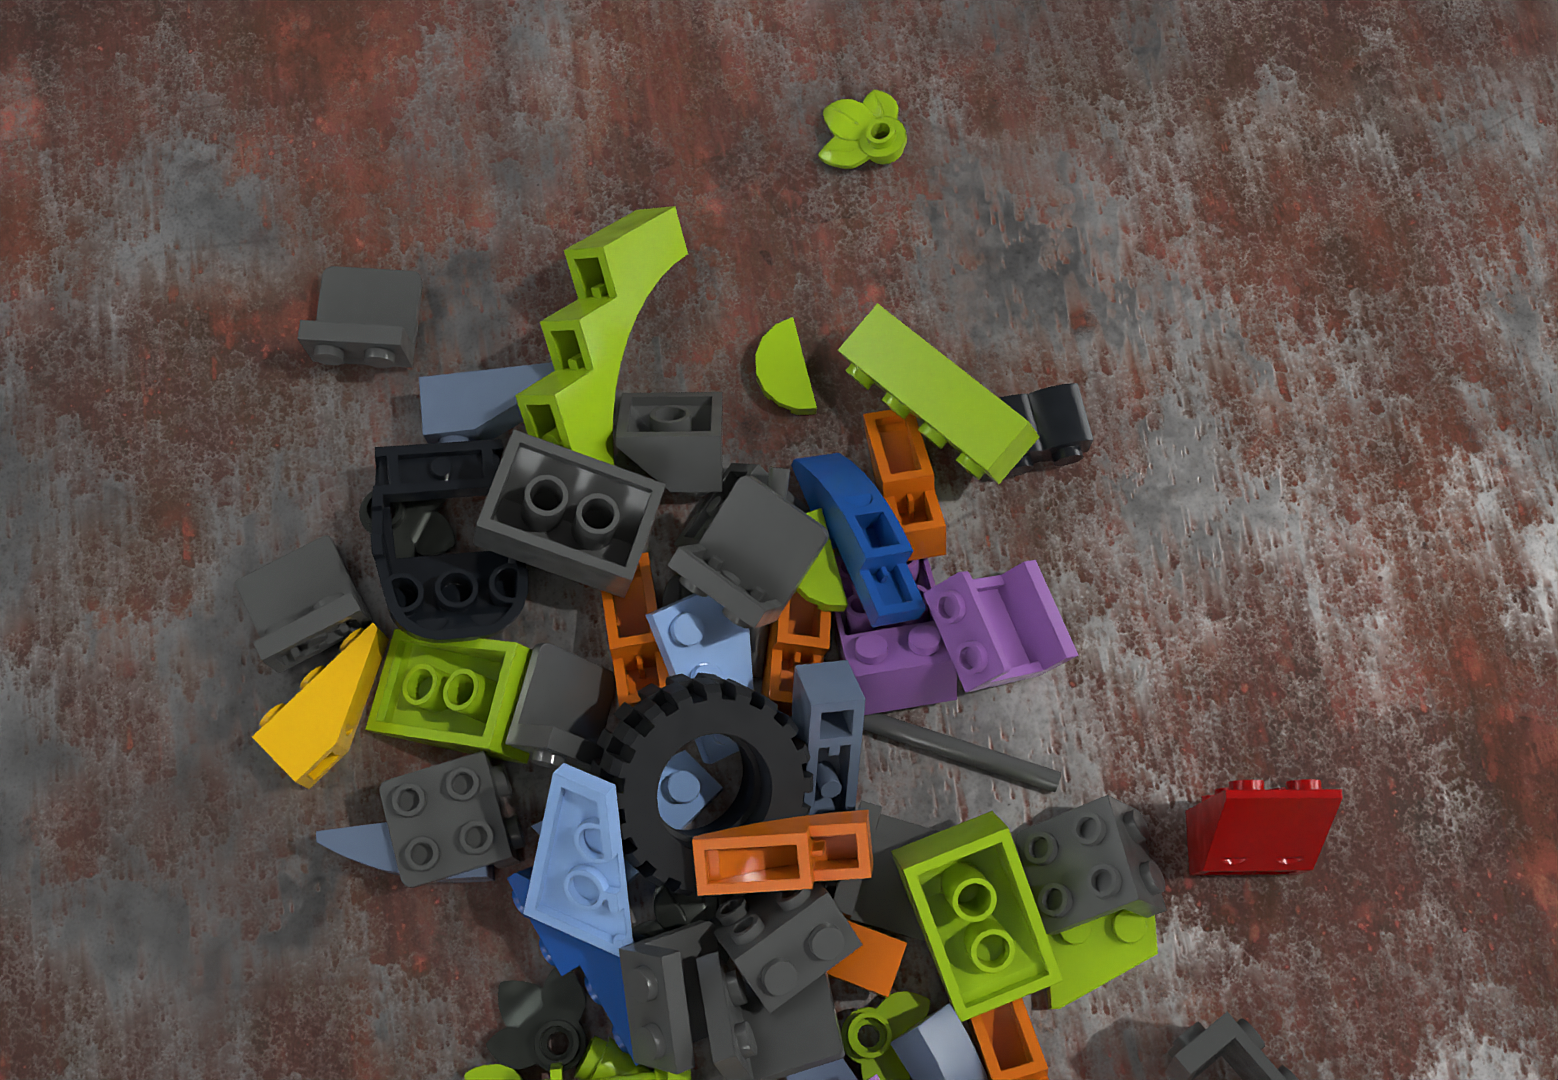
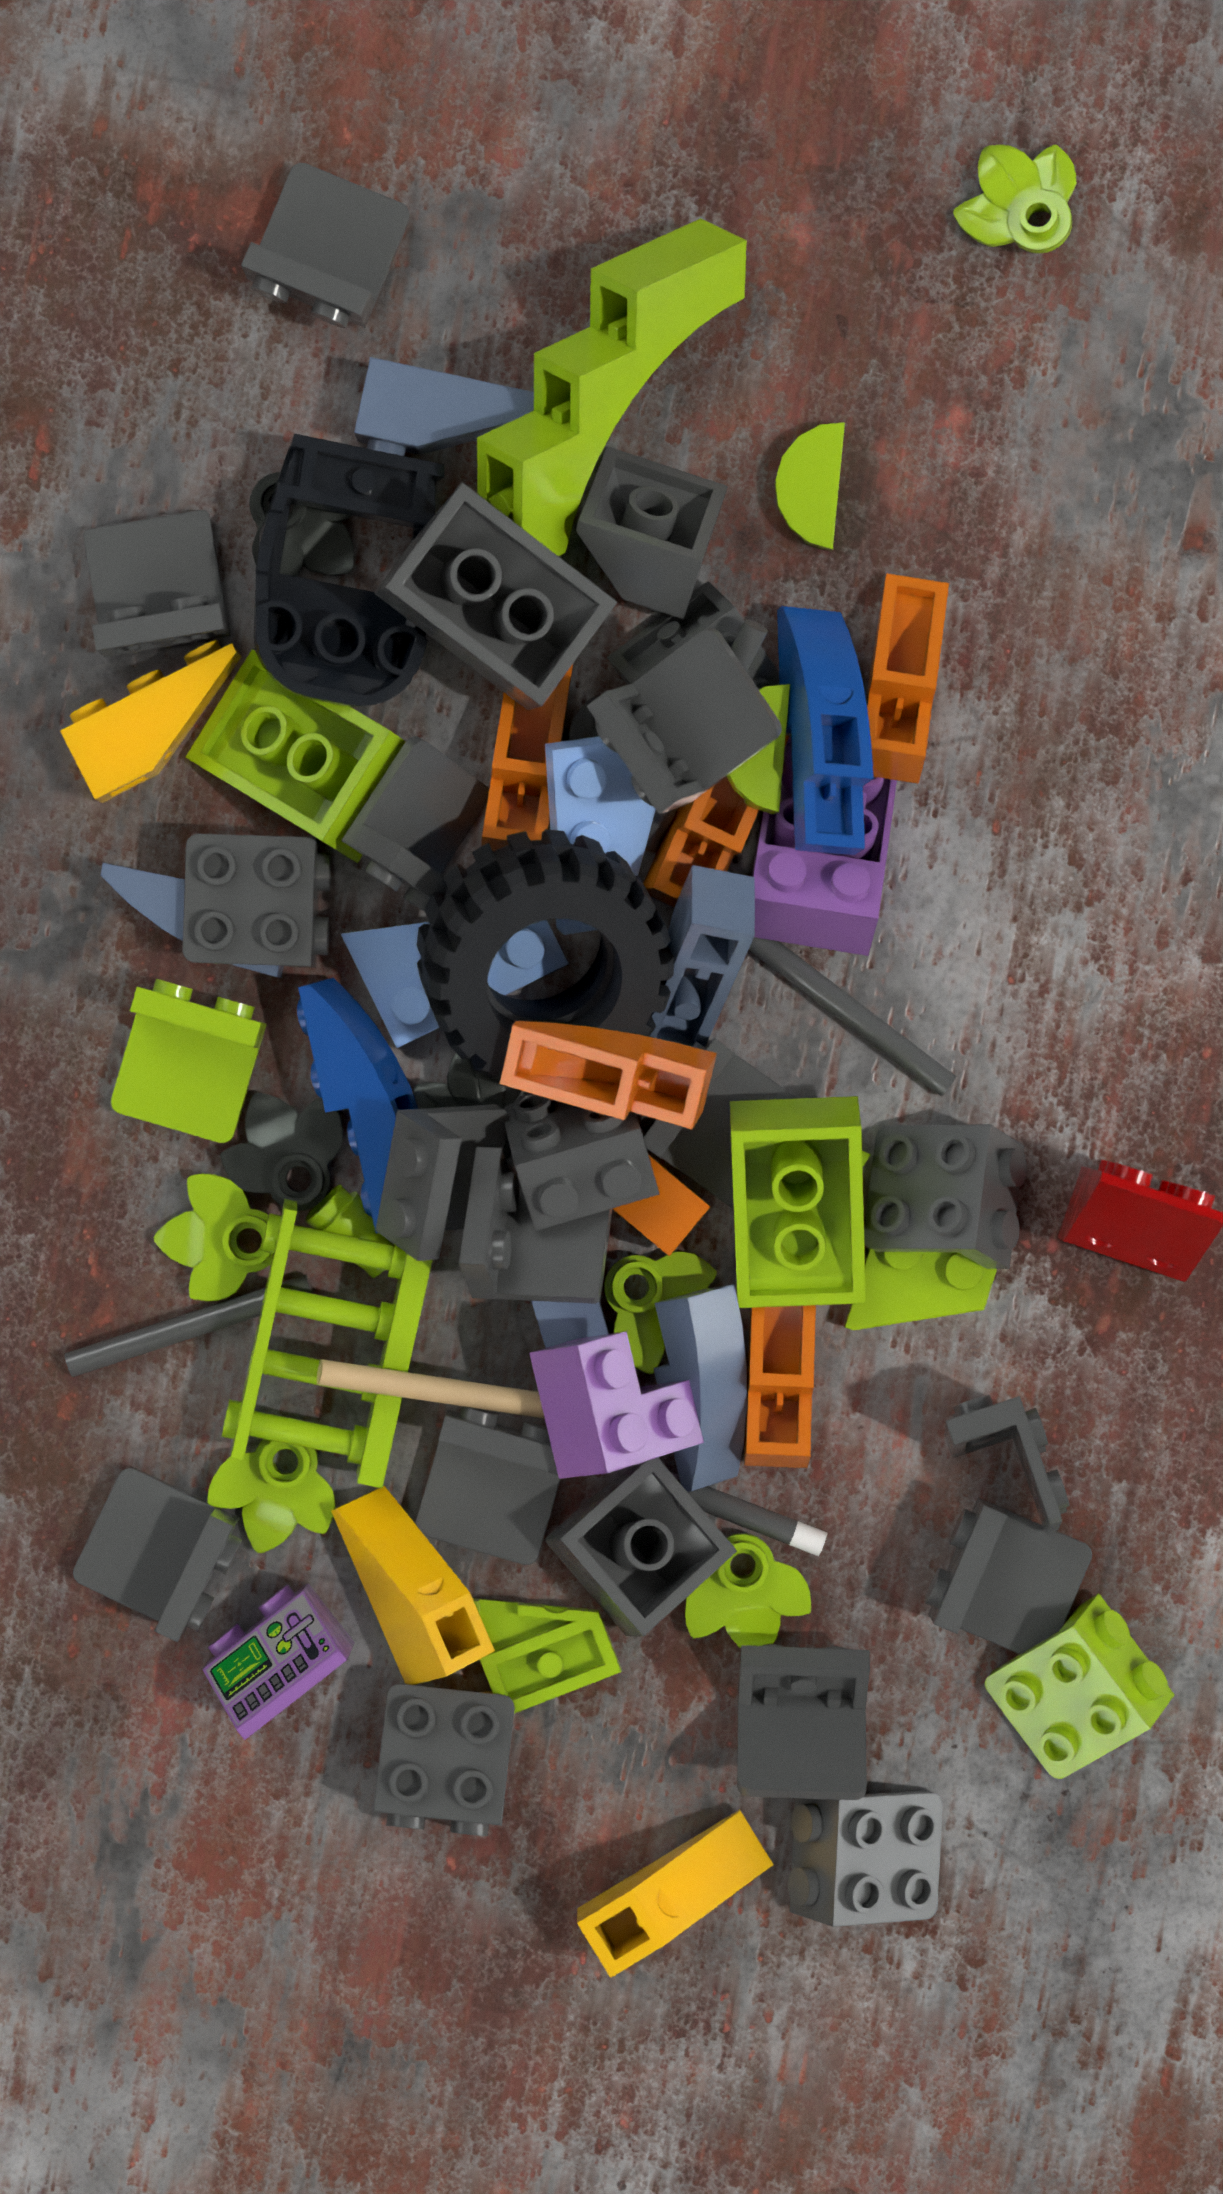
camera: 15 degrees right, 15 degrees up
(435, 974) = (187, 1062): none -> lime bracket
(580, 863) = (385, 1008): light blue wing -> none
(939, 394) = (976, 590): lime brick -> none
(1000, 626) = (945, 893): medium lavender panel -> none
(1060, 422) = (1081, 665): black brick -> none

